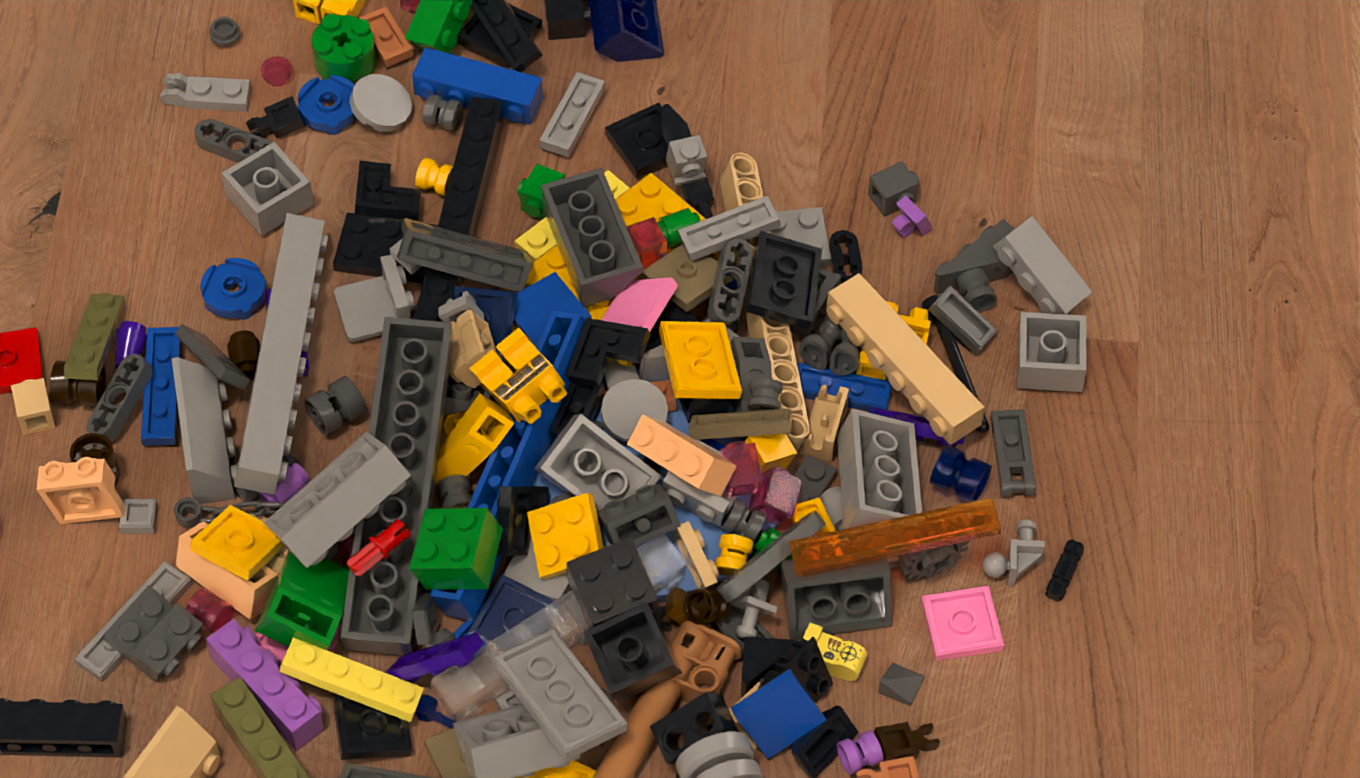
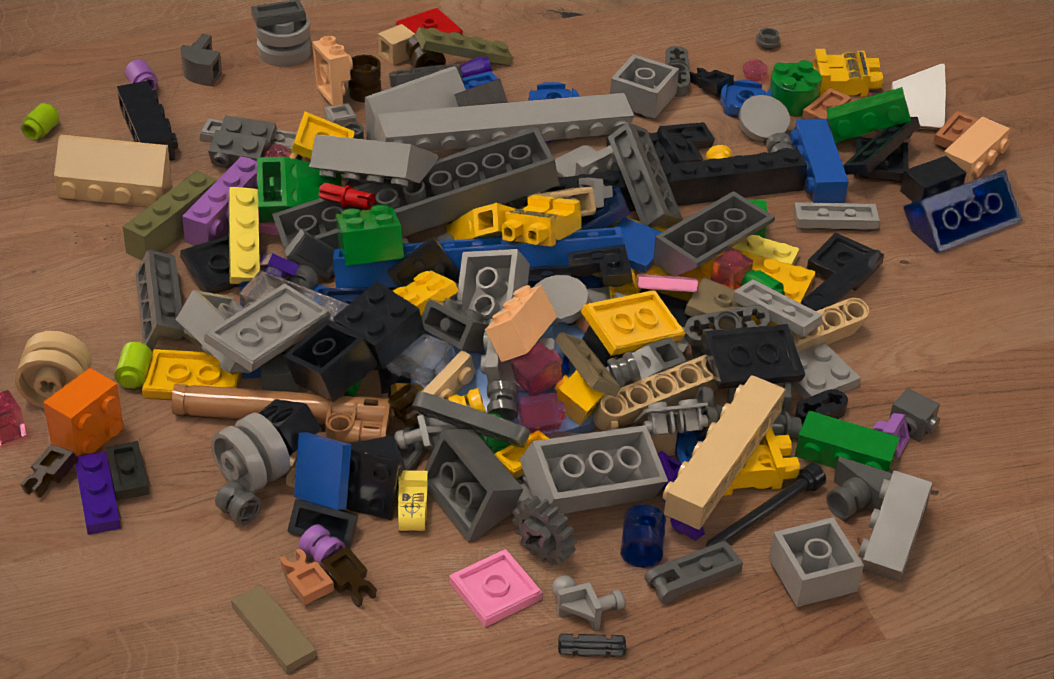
camera: 65 degrees right, 15 degrees down
(206, 92) = (711, 47): light grey hinge -> none
(686, 160) = (832, 273): light grey brick -> none
(834, 383) = (686, 414): none -> light grey hinge
(895, 537) = (522, 477): clear orange plate -> none
(900, 684) = (410, 560): dark grey slope -> none
(912, 260) = (828, 438): none -> green brick
(962, 319) = (809, 493): dark grey tile -> none

